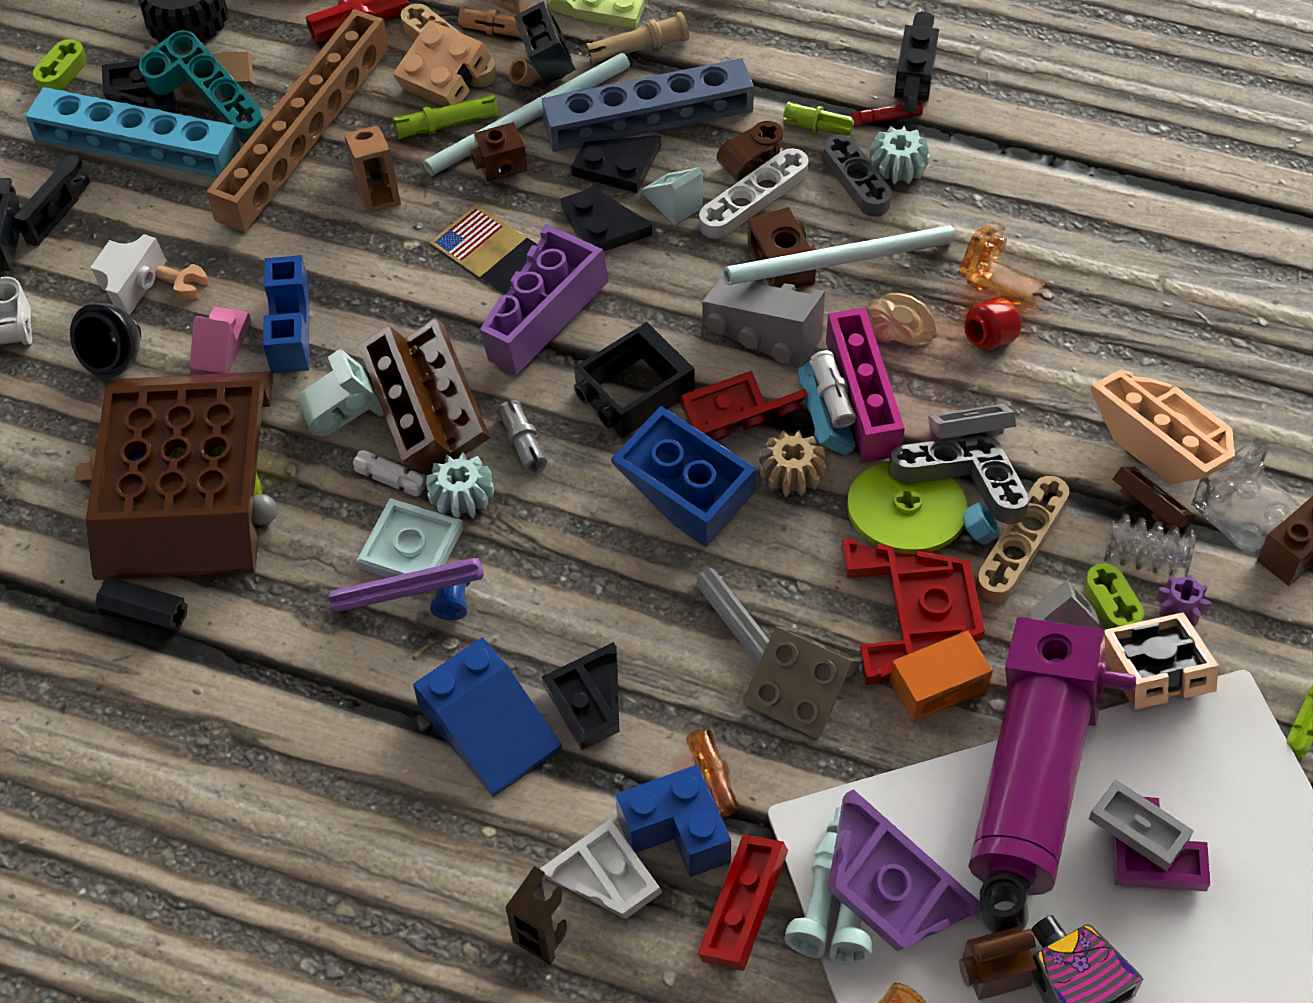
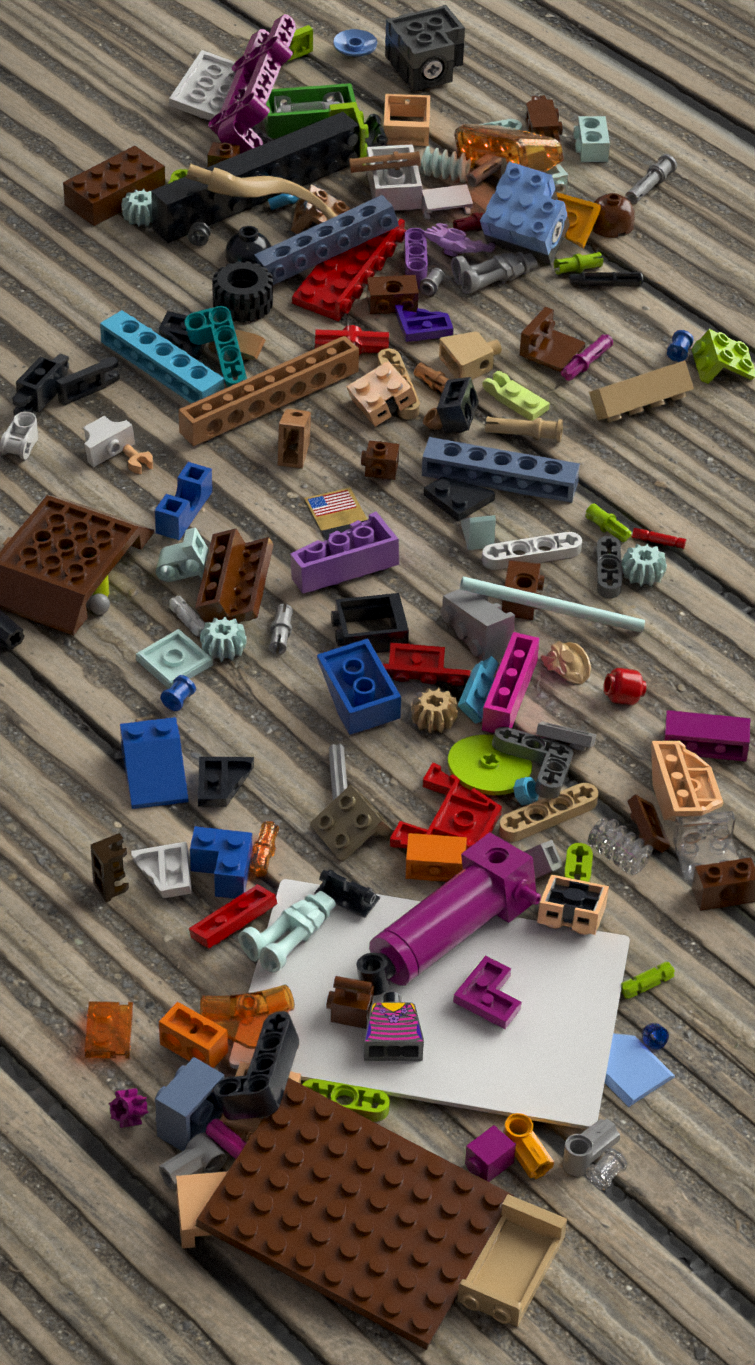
camera: 25 degrees right, 10 degrees down
(60, 65) = (144, 302): lime beam -> none
(105, 339) = (67, 471): black piece -> none
(217, 340) = (135, 500): bright pink slope -> none
(406, 584) = (153, 674): medium lavender axle -> none
(438, 118) = (363, 426): lime pin -> none
(528, 112) = (419, 445): light aqua piece -> none
(603, 220) = (421, 529): black wing -> none
(748, 151) = (547, 521): reddish brown piece -> none
(832, 389) = (489, 664): white pin -> none
(883, 790) = (346, 894): none -> black hinge
(892, 879) = (318, 933): medium lavender wing -> none
(916, 61) = (699, 513): black hinge -> none
(985, 273) = (643, 646): clear orange bracket -> none
(1132, 343) = (709, 734): none -> magenta brick
(1141, 825) = (484, 971): light grey plate -> none
(1183, 596) = (620, 884): medium lavender gear -> none

